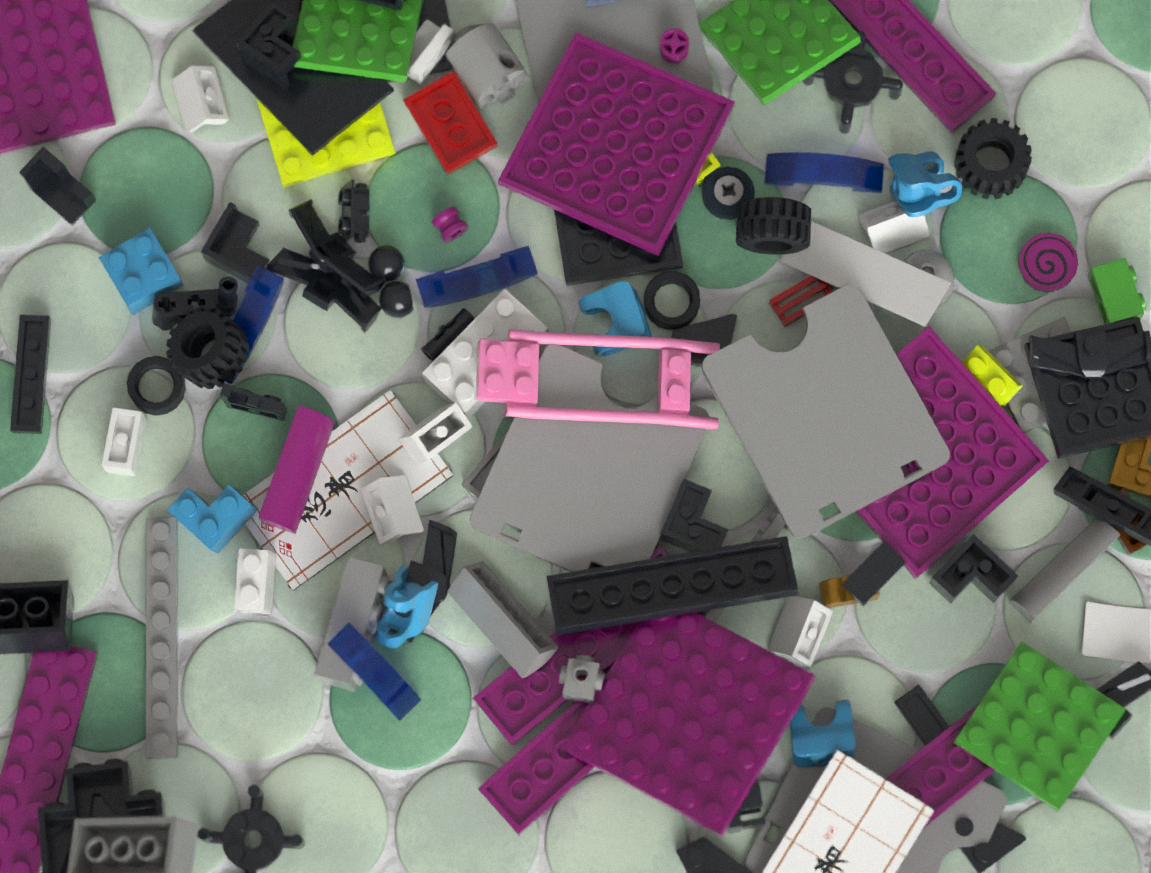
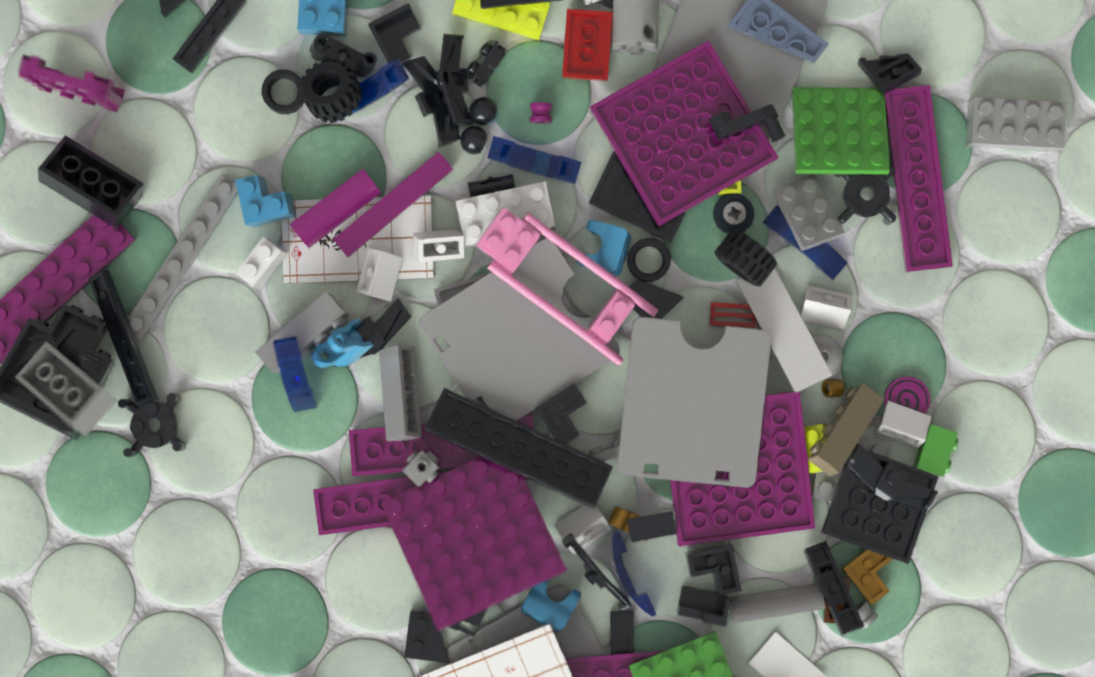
camera: 30 degrees right, 10 degrees up
(124, 442) = (239, 115): white panel -> none
(155, 765) = (123, 337): none -> black tile
(249, 402) = (333, 139): black wing -> none
(356, 425) = (393, 204): none -> magenta tile
(658, 105) = (767, 115): none -> black beam
(674, 39) = (769, 89): magenta wheel -> none
(805, 137) = (808, 212): none -> light grey plate
(849, 665) = (594, 574): none -> black plate
(917, 188) = (857, 294): dark azure piece -> none
(920, 665) = (642, 599): none -> clear blue slope
(966, 300) = (836, 386): none -> pearl gold piece
(990, 623) = (704, 605): none -> black panel
(997, 136) = (937, 301): black tyre -> none
(1006, 332) = (845, 429): none -> dark tan brick
(1064, 290) = (903, 425): none -> white panel

